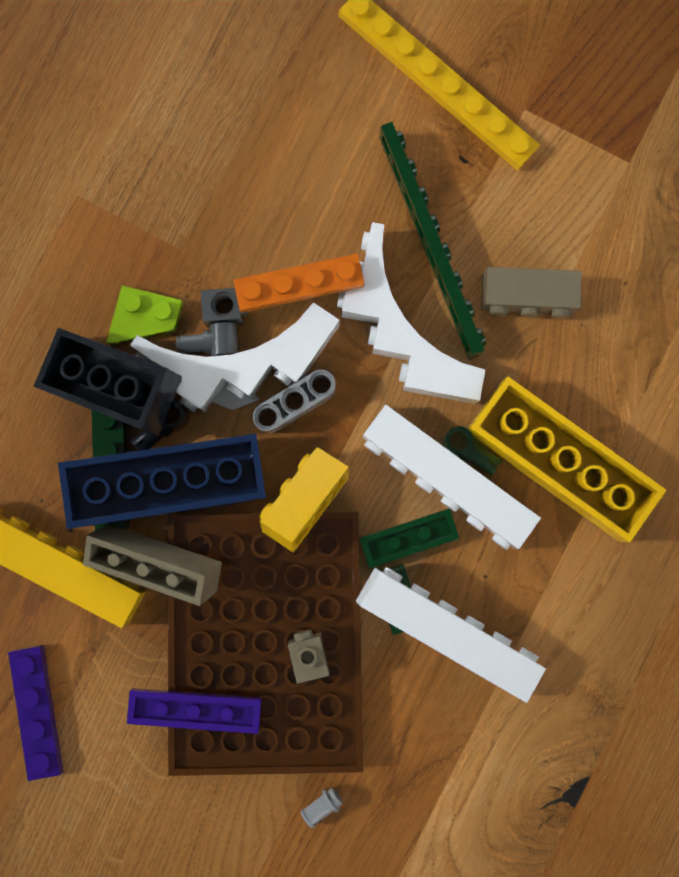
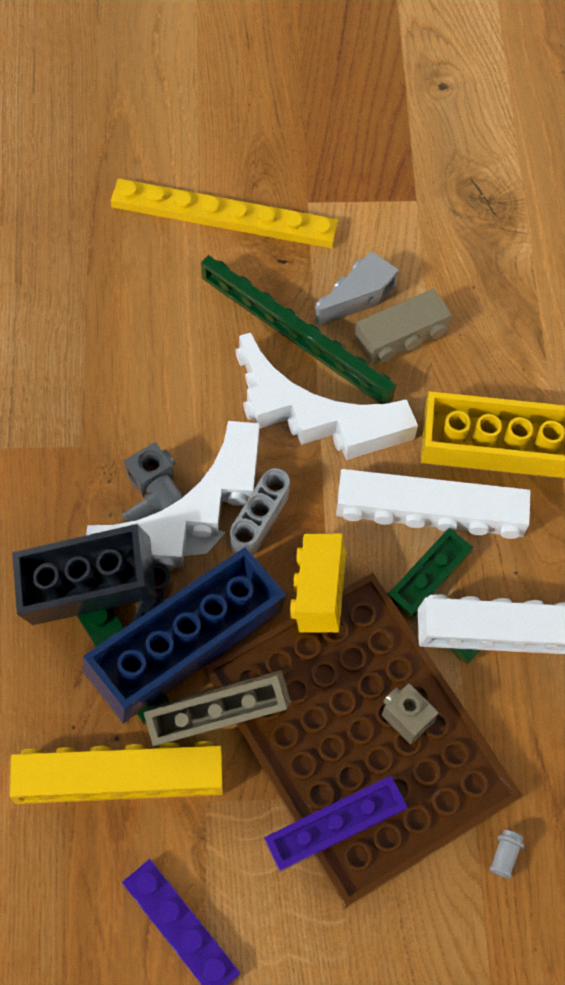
camera: 30 degrees left, 20 degrees down
(143, 315) = (77, 509): lime wing -> none
(299, 283) = (206, 411): orange plate -> none
(472, 450) = (434, 469): clear green pin -> none
(518, 231) = (361, 289): none -> light grey slope

